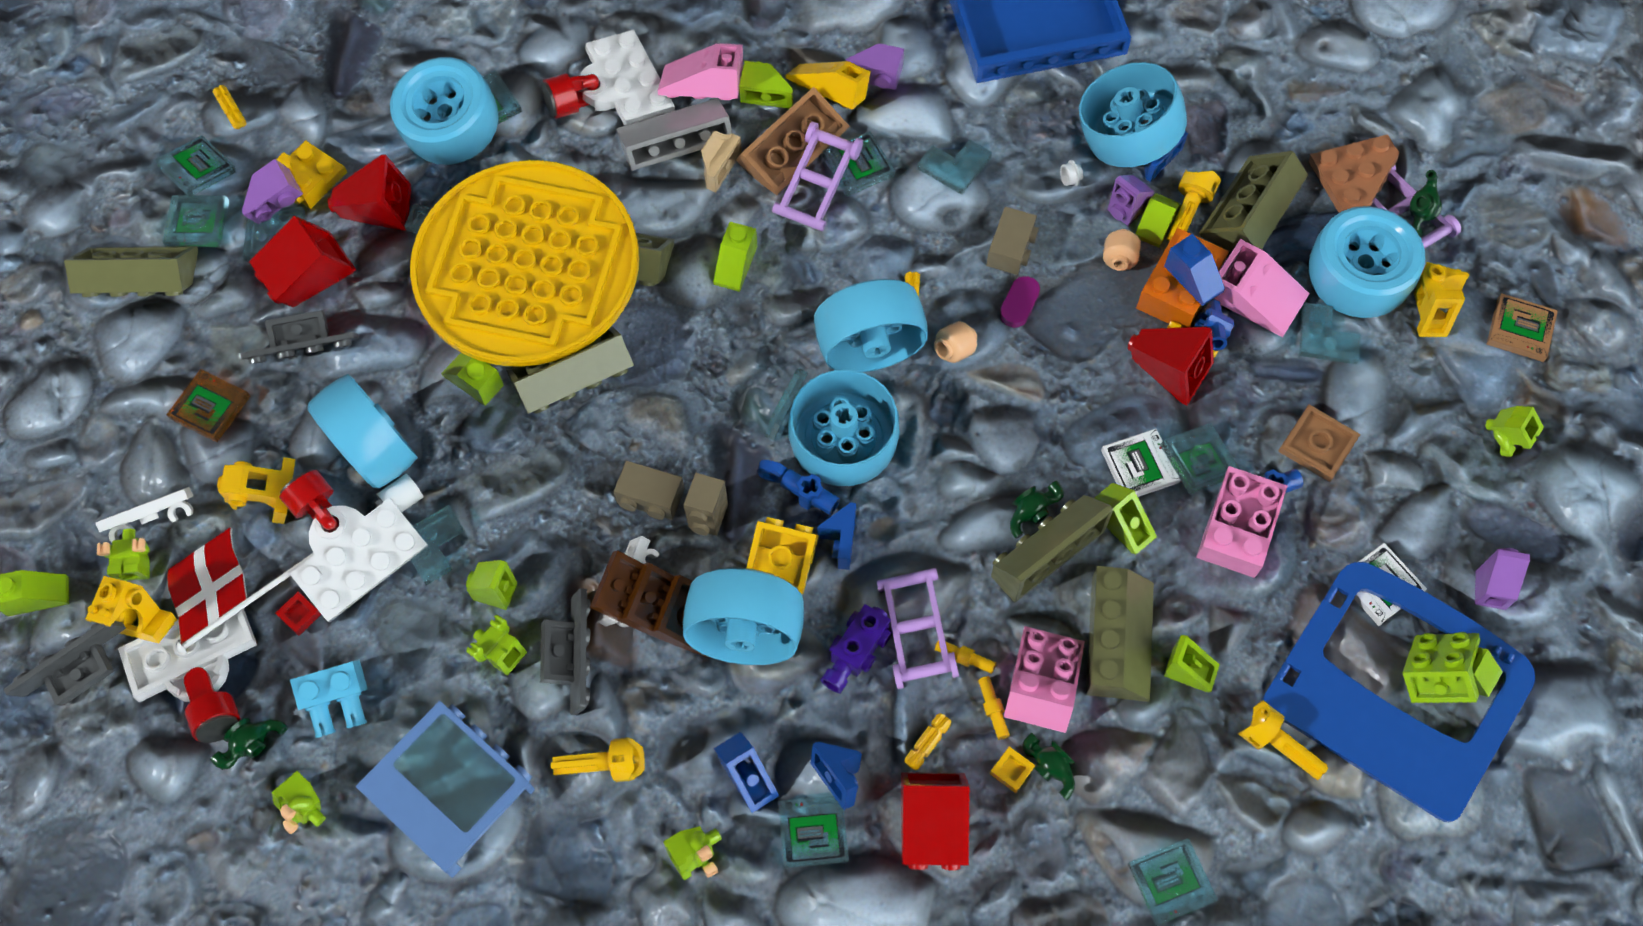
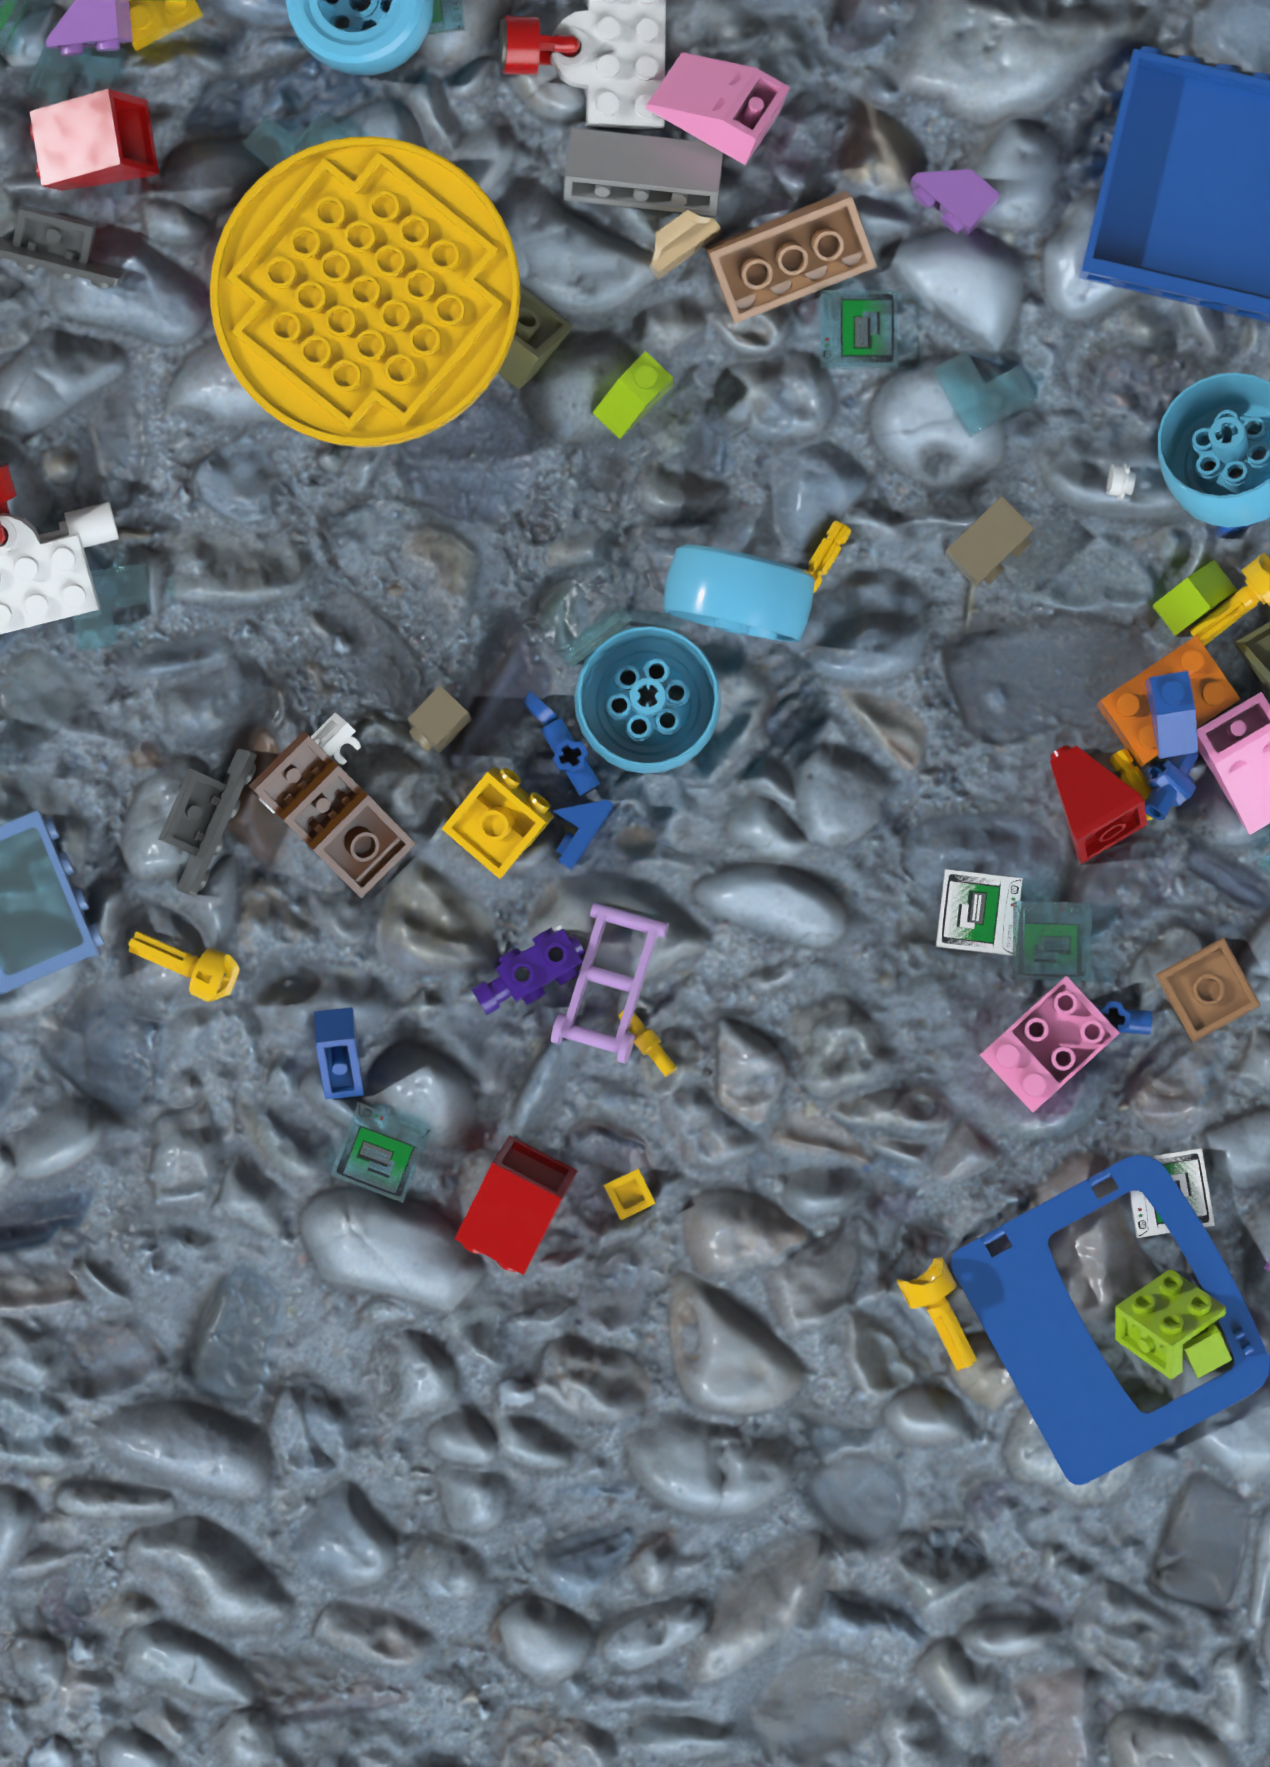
camera: 30 degrees right, 20 degrees up
(361, 432) = (77, 439): medium azure wheel -> none
(374, 195) = (221, 83): red slope -> none
(474, 377) = (242, 413): lime slope -> none
(492, 583) = (151, 693): lime slope -> none
(497, 646) = (127, 772): lime piece -> none
(560, 379) = (331, 468): slope -> none
(649, 491) = (384, 663): dark tan brick -> none
(692, 850) = (241, 1110): lime piece -> none
(743, 616) = (412, 887): medium azure wheel -> none
(764, 86) = (793, 152): lime slope -> none
(812, 136) = (852, 318): lavender piece -> none
(836, 769) = (435, 1095): blue slope -> none
(837, 81) = (883, 190): yellow slope -> none
(927, 741) = (554, 1117): yellow axle -> none
(955, 342) = (844, 648): light nougat head -> none
(993, 708) = (647, 1115): yellow bar -> none
(1019, 301) = (955, 628): magenta tile -> none
(1033, 506) = (822, 904): dark green piece -> none
(1045, 679) = (721, 1111): bright pink slope -> none
(1050, 546) = (811, 963): olive slope -> none
(1052, 763) = (676, 1208): dark green piece -> none
(1120, 635) = (835, 1105): olive slope -> none
(1121, 248) = (1118, 623): light nougat head -> none
(1128, 518) = (918, 970): lime slope -> none
(1129, 198) = (1168, 558): medium lavender slope -> none
(1172, 882) = (736, 1395): clear light blue tile -> none
(1191, 665) = (894, 1181): lime slope -> none

